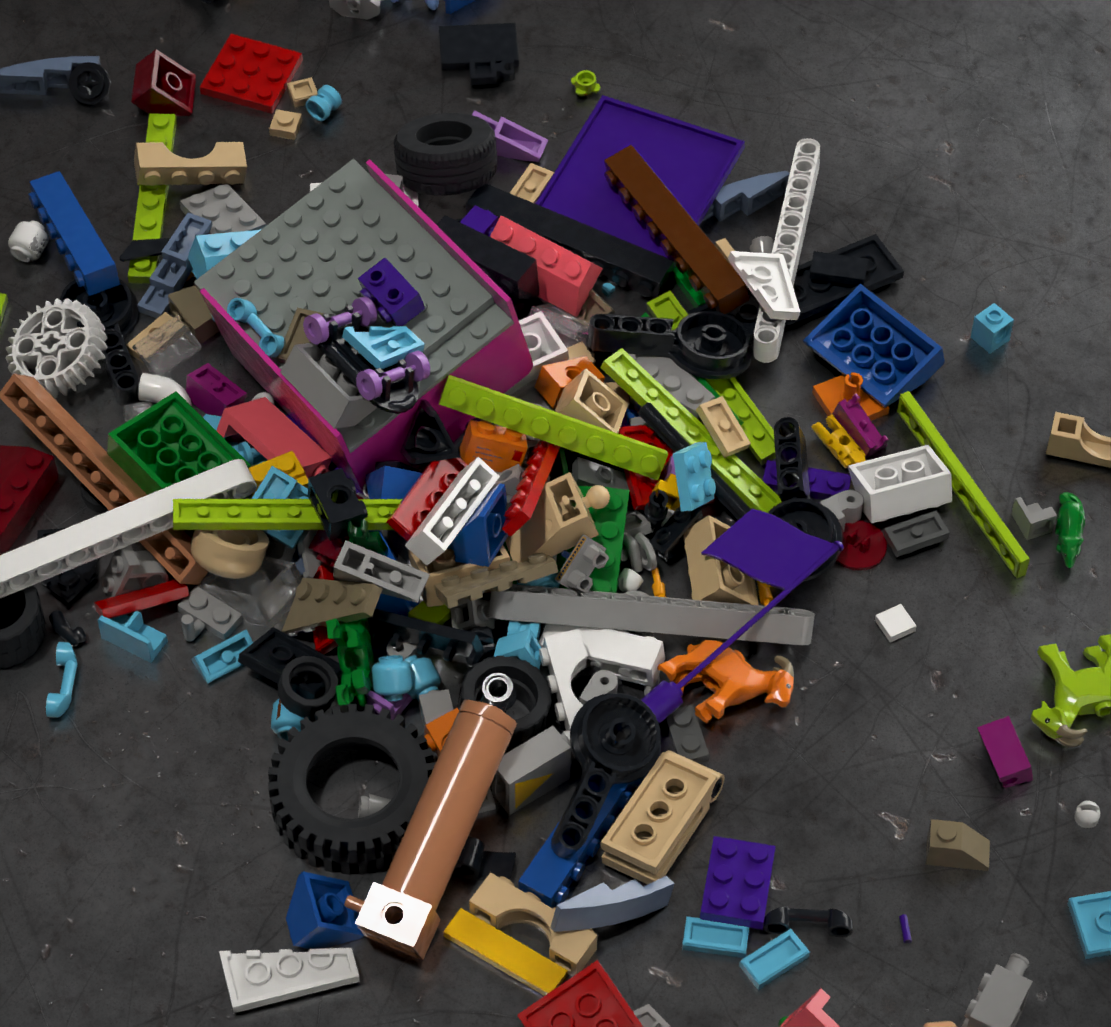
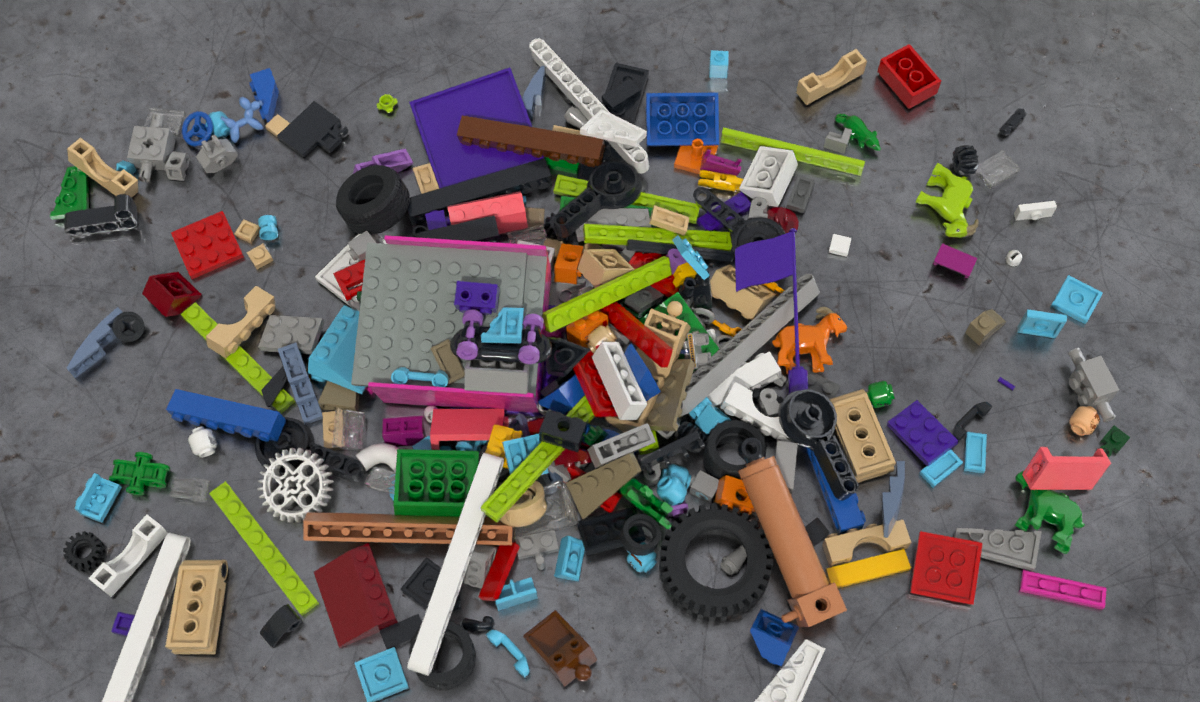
camera: 45 degrees left, 10 degrees up
(110, 724) = (561, 649): none -> reddish brown slope
(452, 16) = (276, 125): none -> tan tile
(496, 458) = (599, 335): none -> tan head
(739, 801) = (880, 394): none -> green head
(1018, 898) = (1041, 323): none -> medium azure tile

